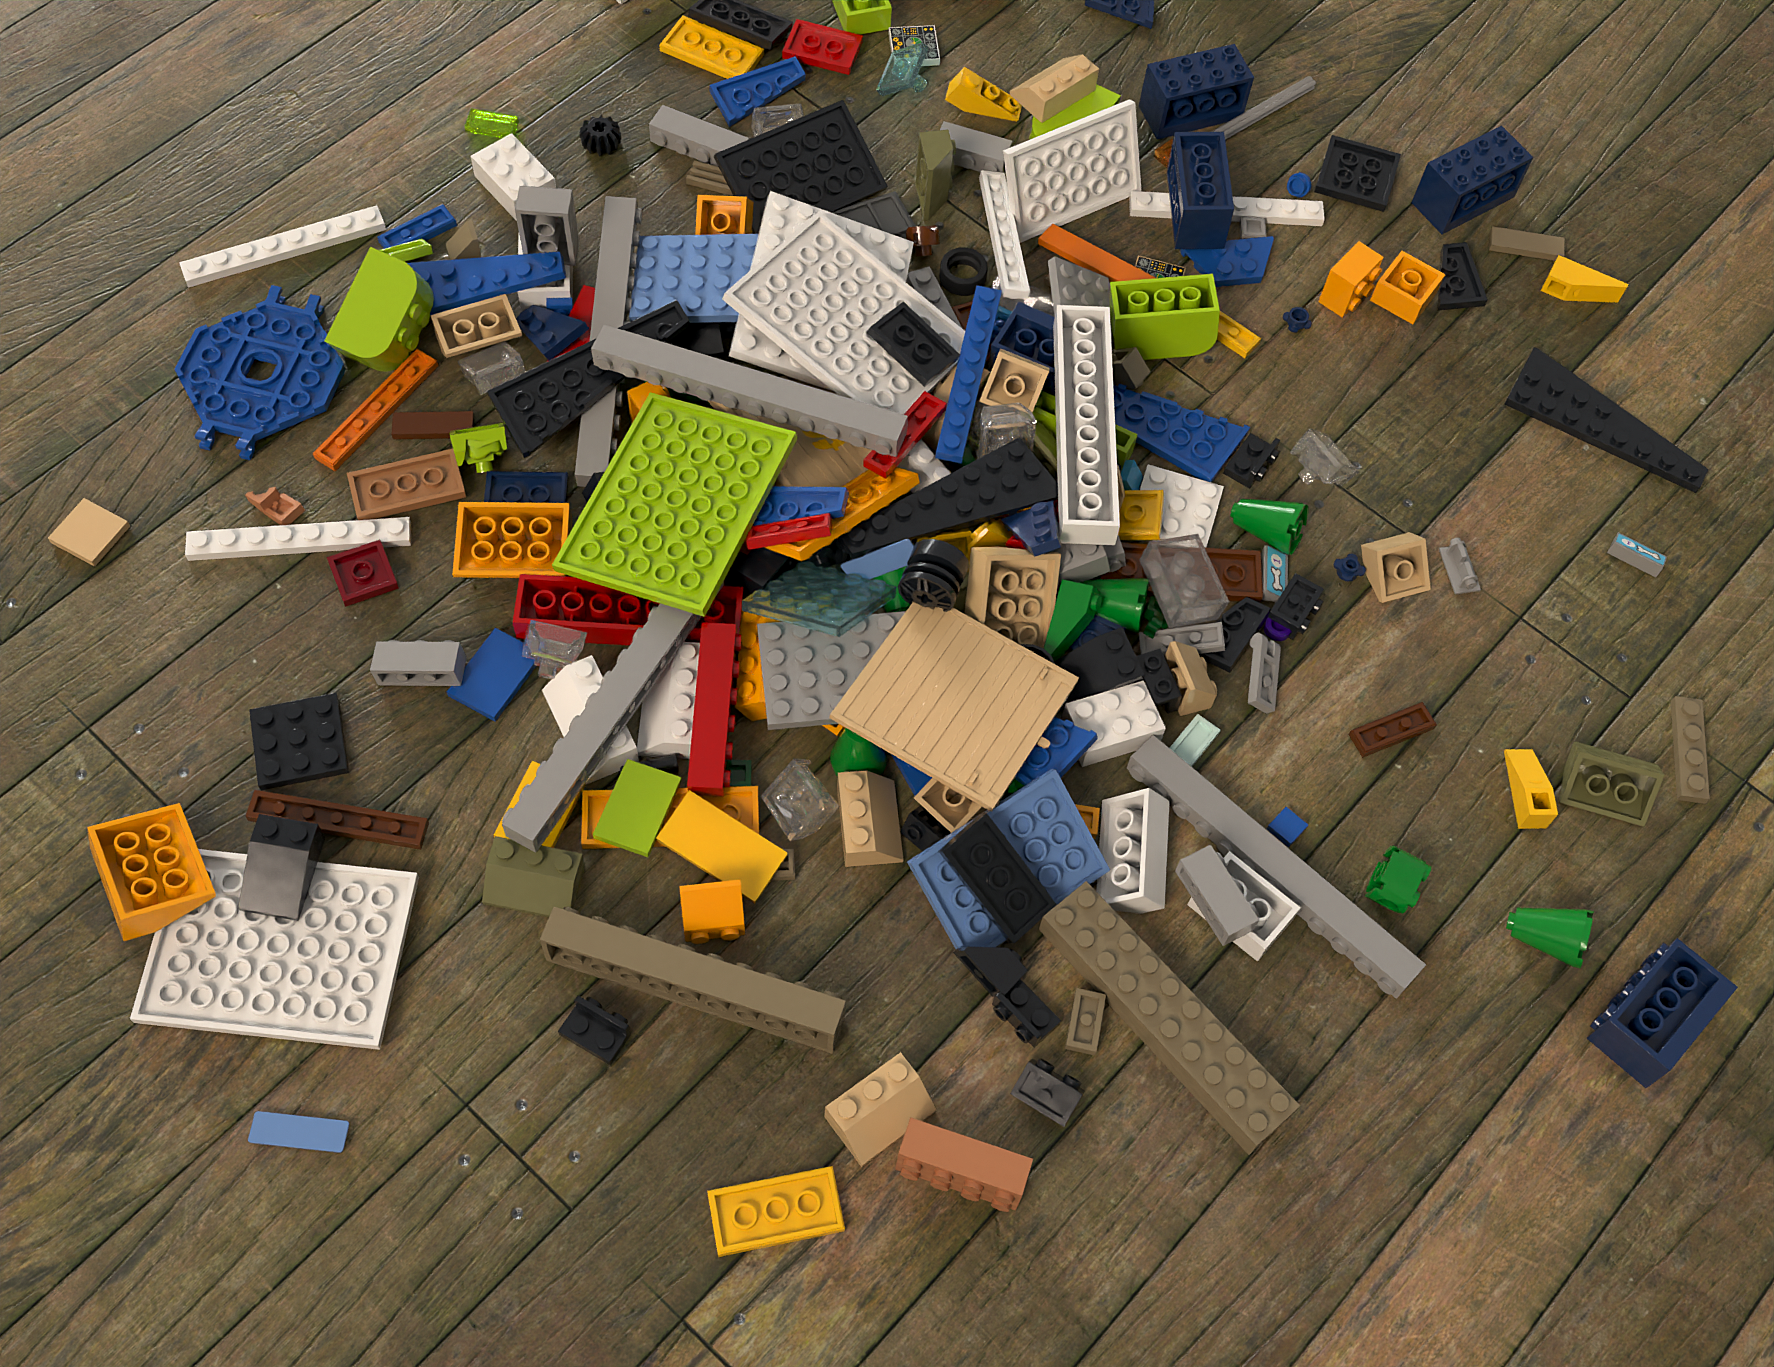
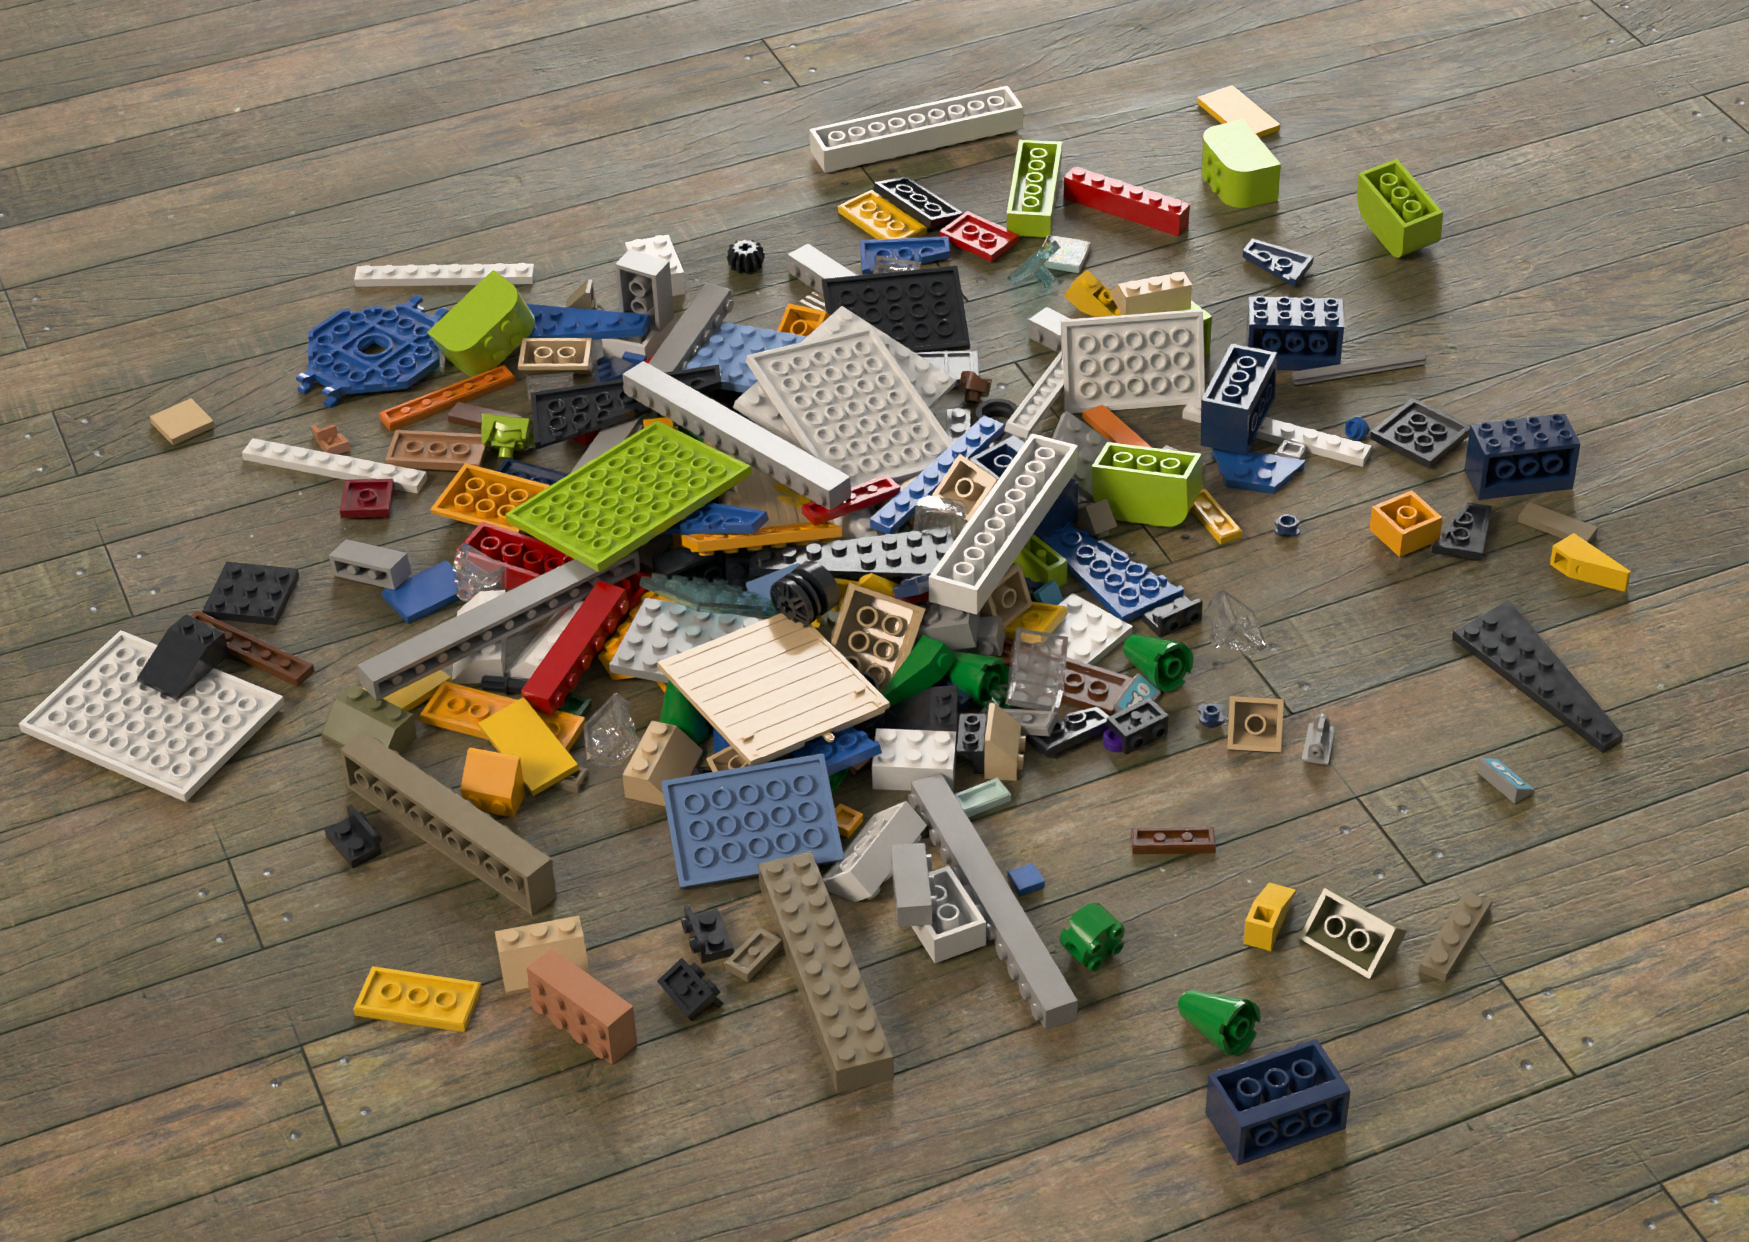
camera: 30 degrees right, 20 degrees down
(150, 869) = (88, 633): light orange slope -> none
(298, 1132) = (94, 833): medium blue piece -> none
(409, 250) = (539, 298): lime tile -> none
(422, 227) = (551, 289): blue tile -> none
(491, 123) = (655, 226): clear neon green tile -> none
(637, 808) = (476, 701): lime tile -> none
(789, 531) = (703, 531): red tile -> none
(913, 344) = (896, 438): black plate -> none
(934, 170) = (1009, 336): olive slope -> none
(993, 967) = (697, 886): black slope -> none
(997, 877) = (731, 818): black plate -> none
(1264, 673) = (1075, 765): light grey plate -> none
(1351, 279) = (1349, 502): light orange brick -> none

